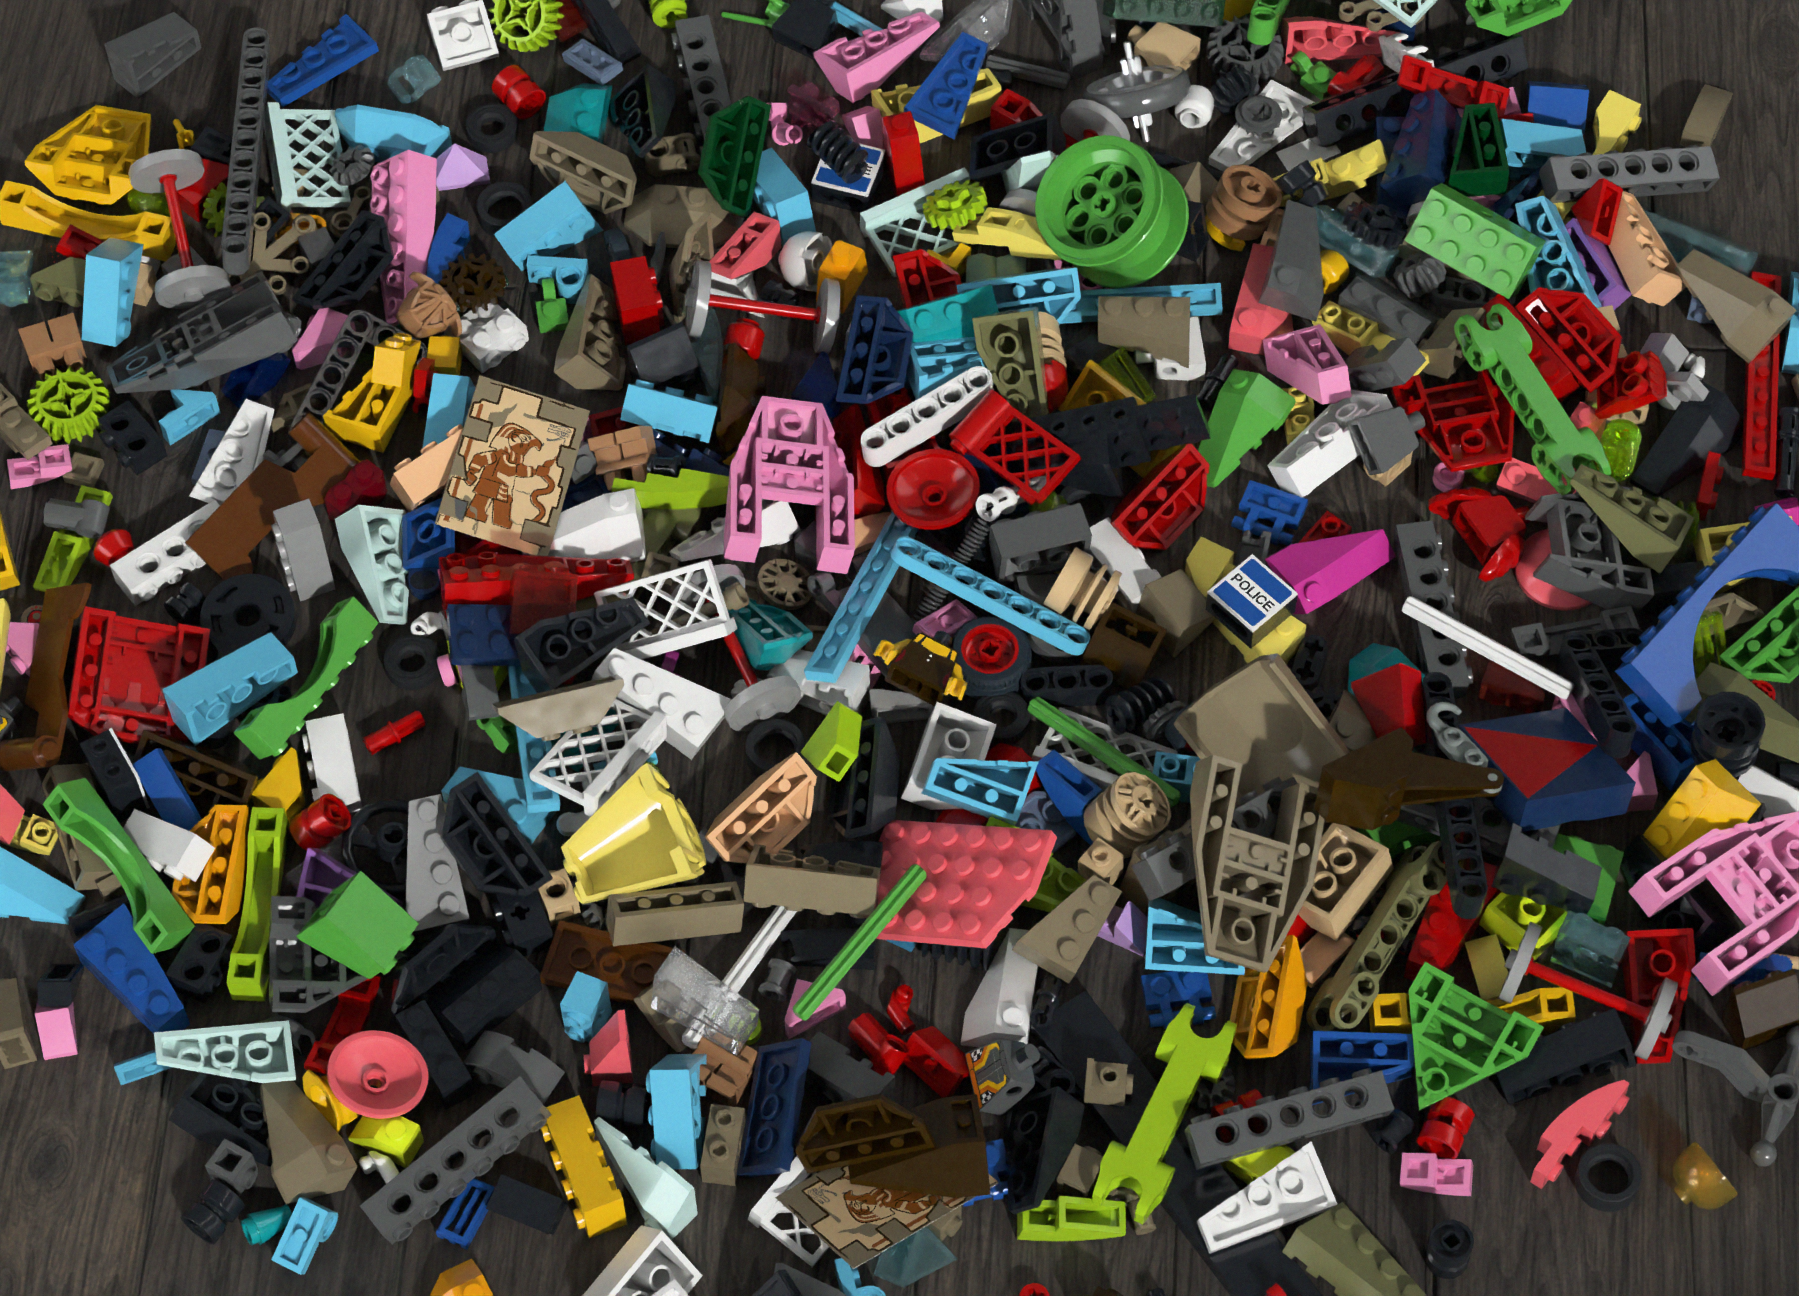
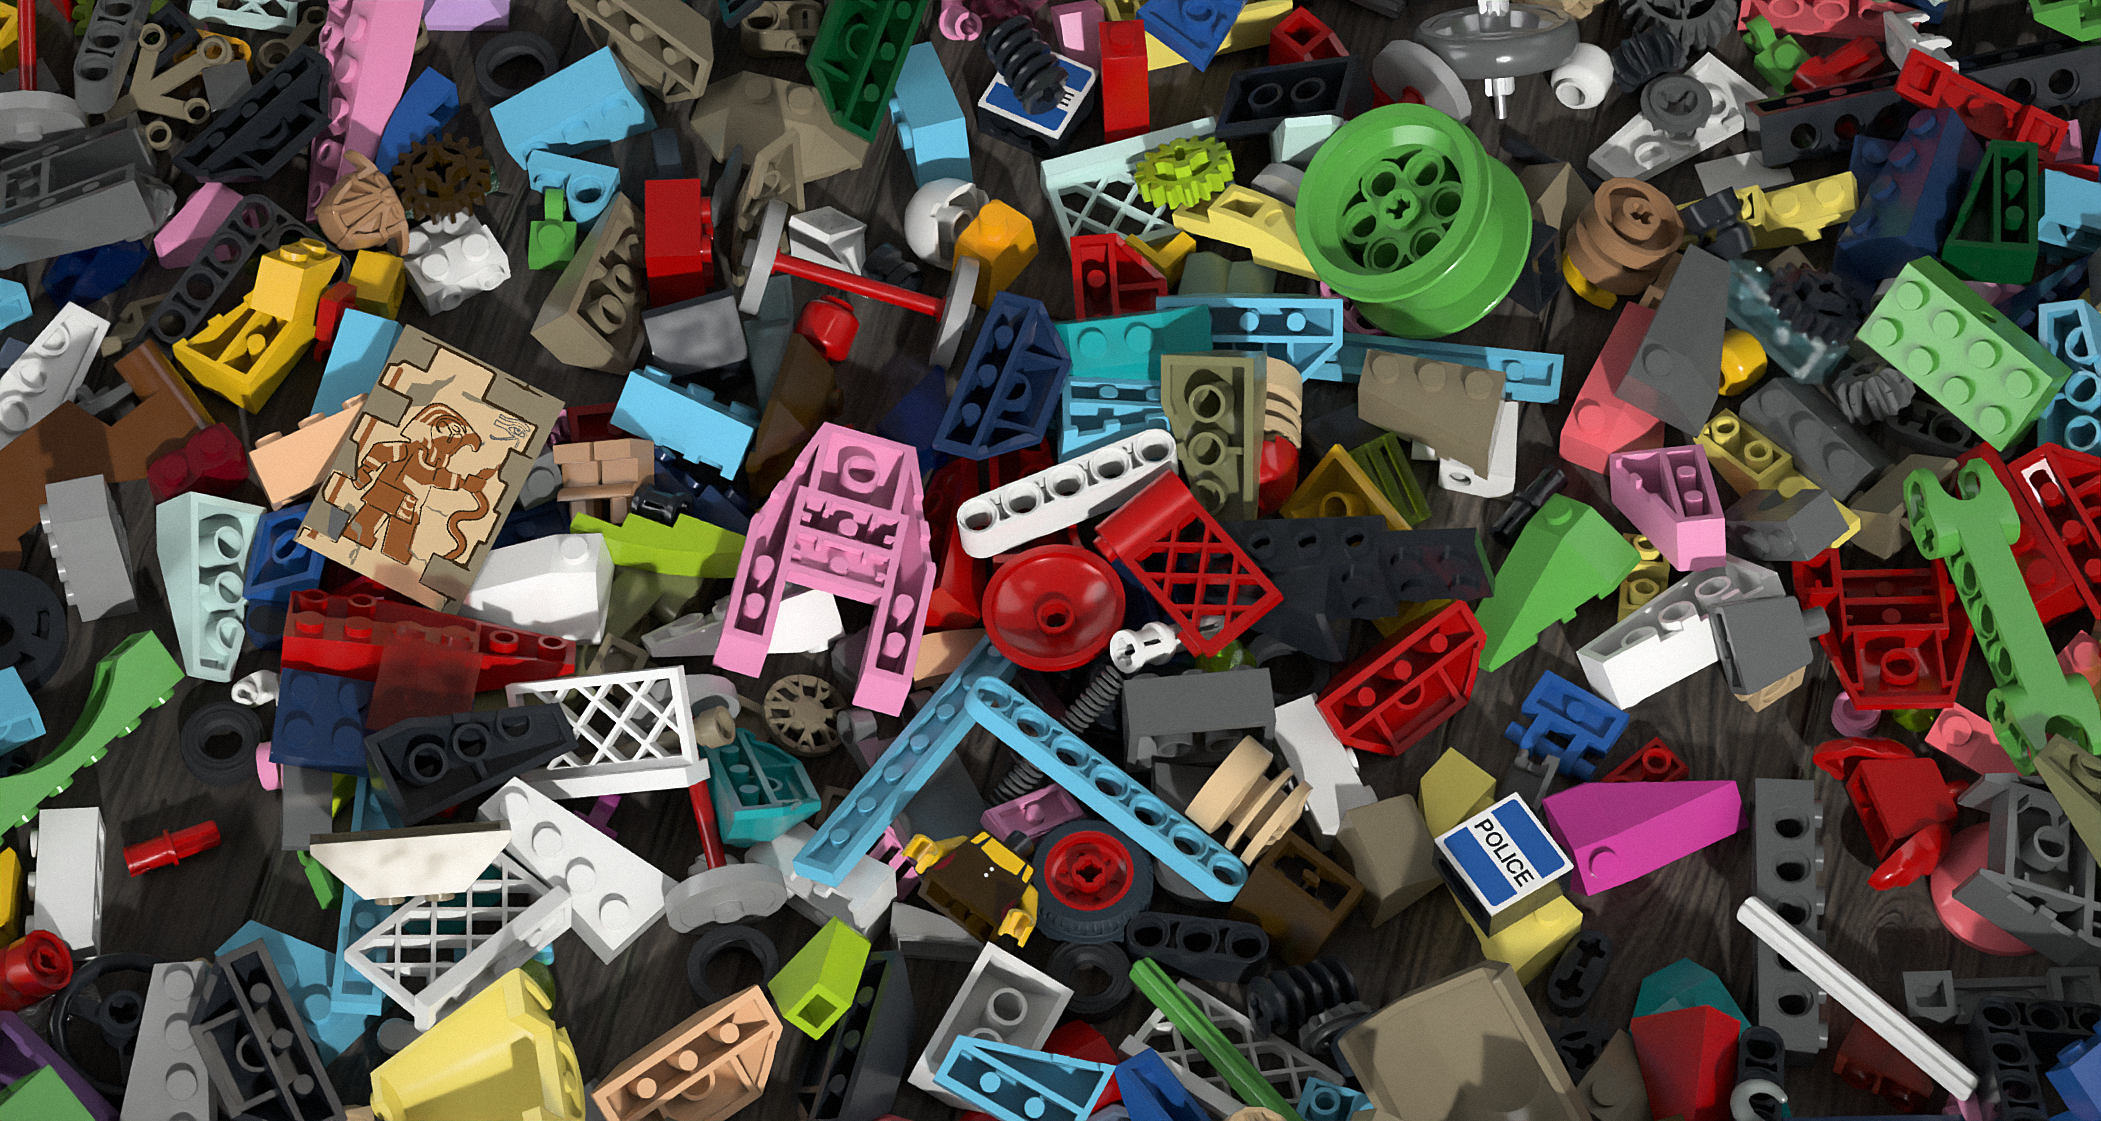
camera: 10 degrees right, 0 degrees up
(748, 247) = (860, 190): coral slope -> none

